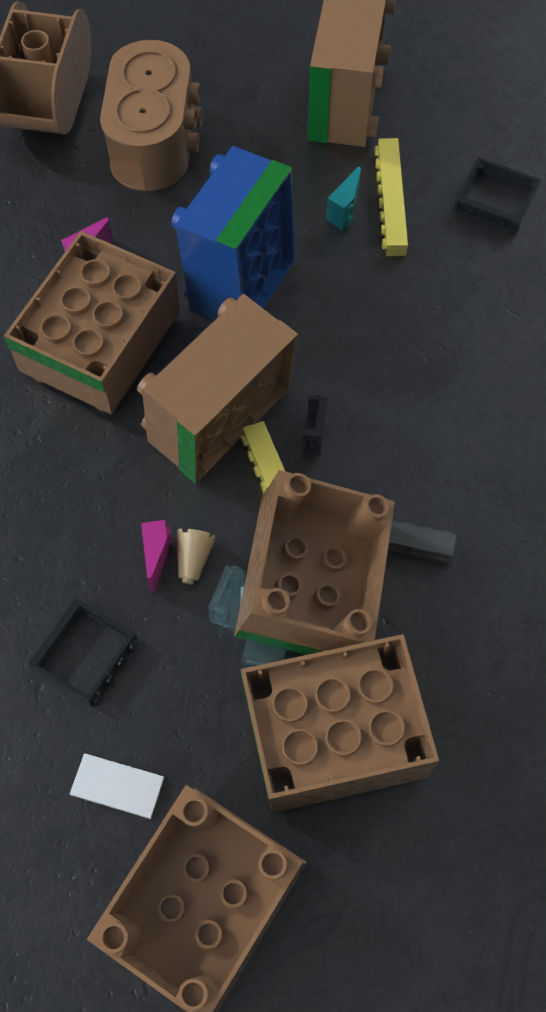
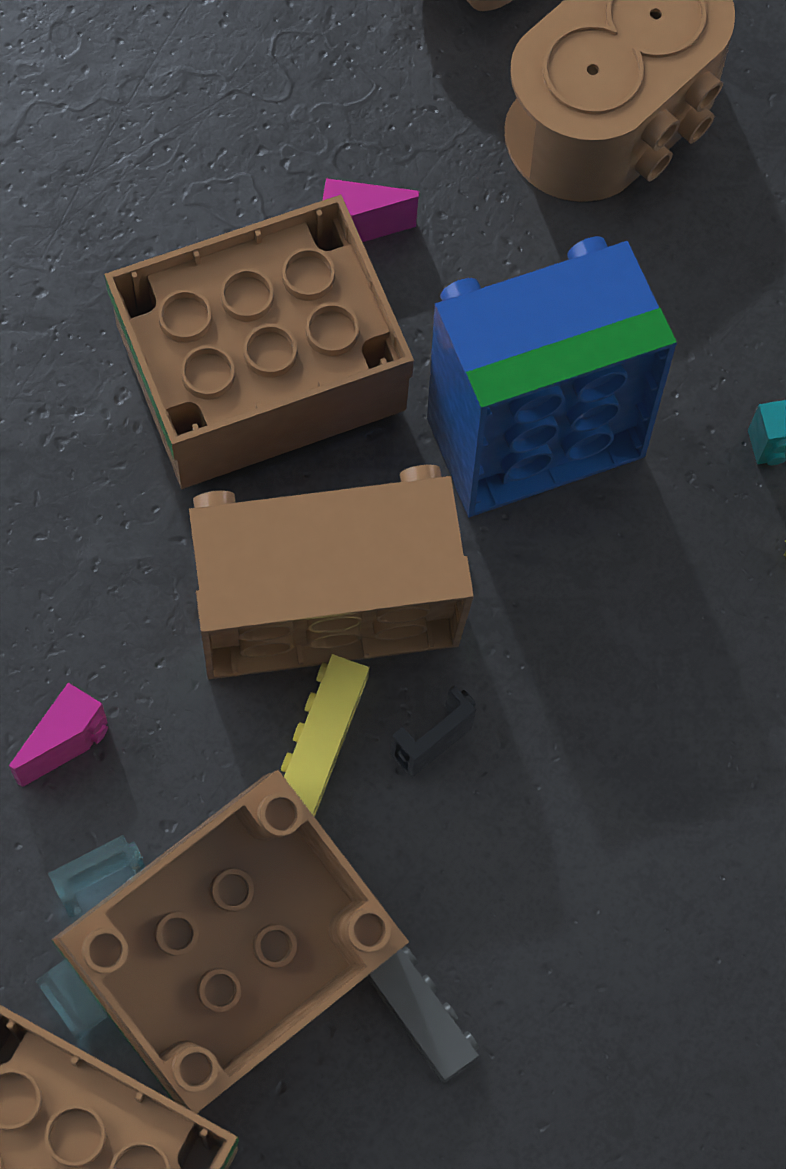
camera: 35 degrees right, 5 degrees up
(192, 553) = (107, 778): tan cone -> none

